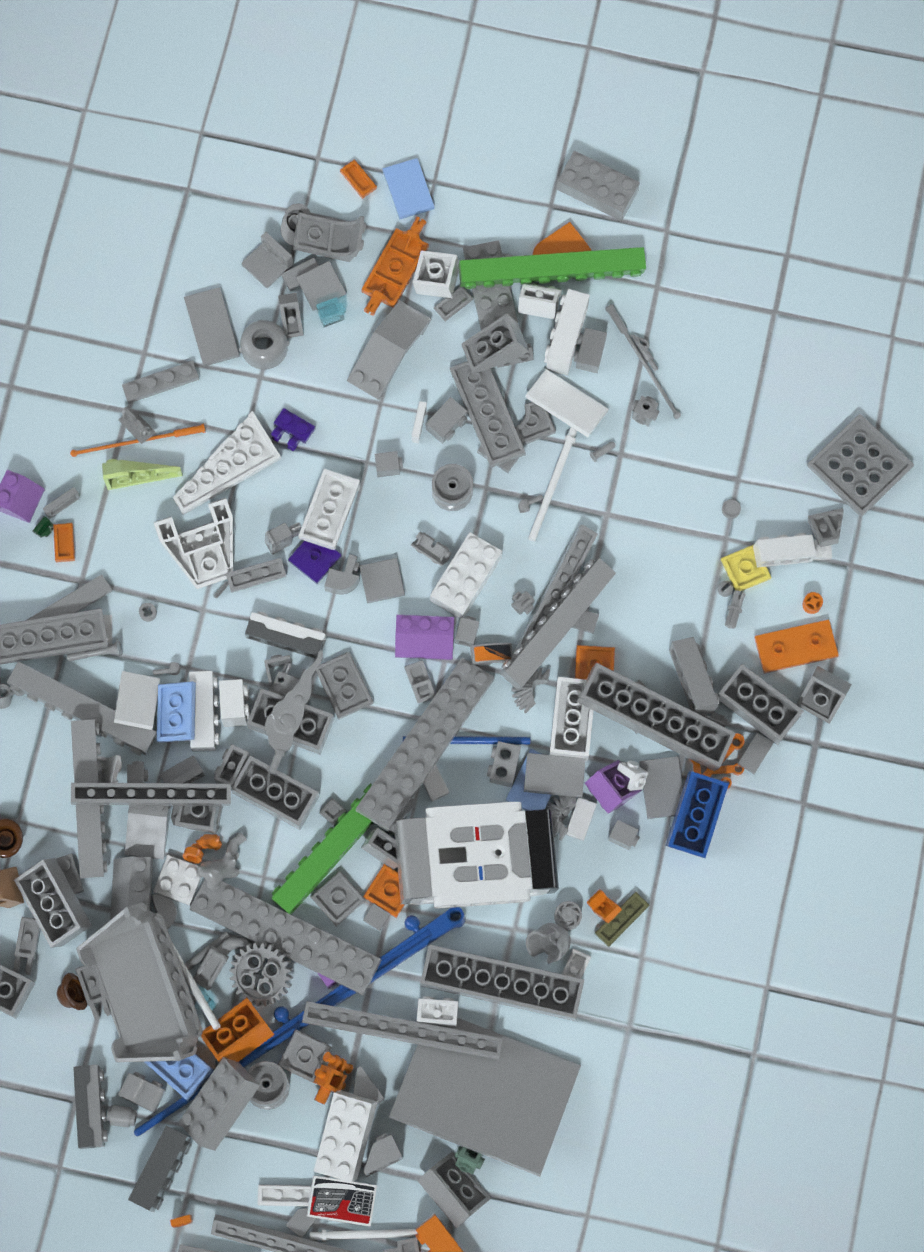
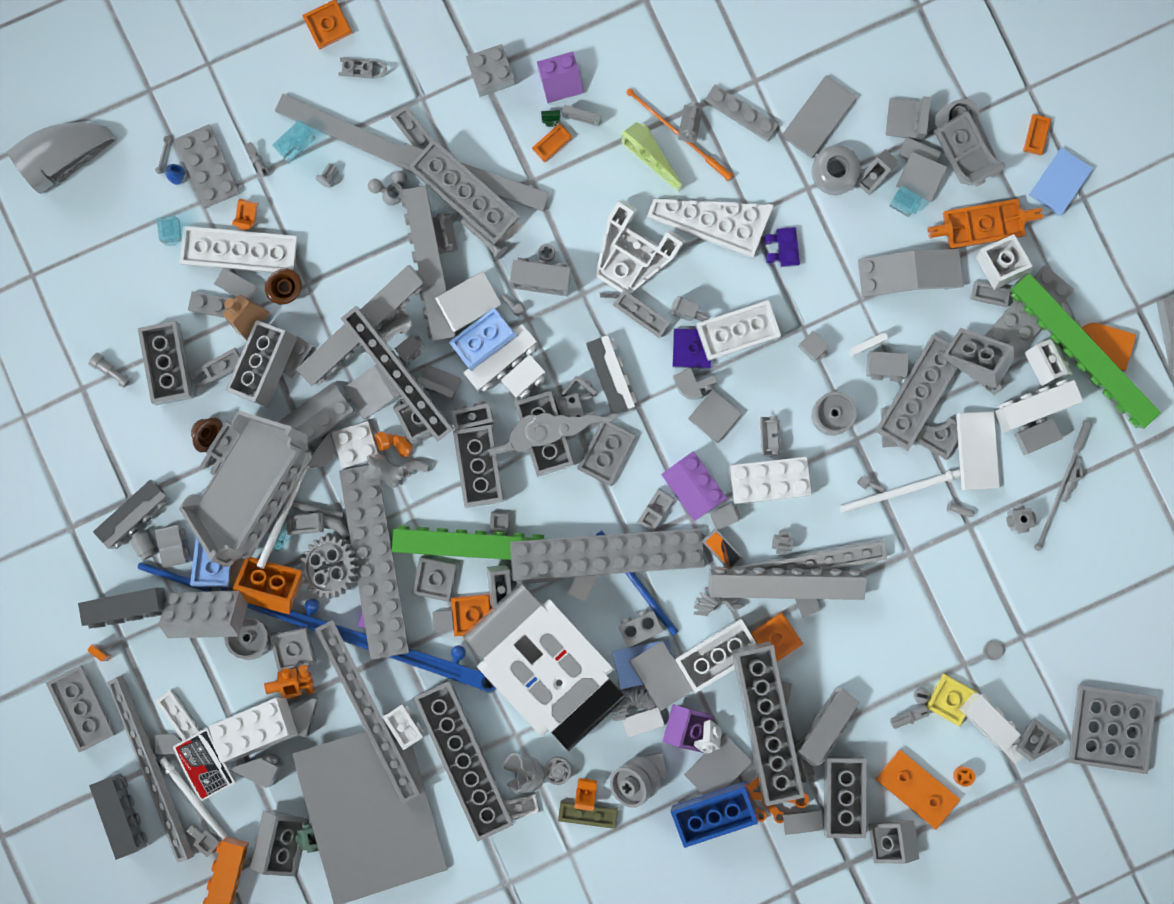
camera: 55 degrees right, 10 degrees up
(67, 678) = (445, 233): none -> light grey hinge
(164, 629) = (540, 277): none -> light grey brick
(623, 857) = (635, 782): none -> light grey wheel

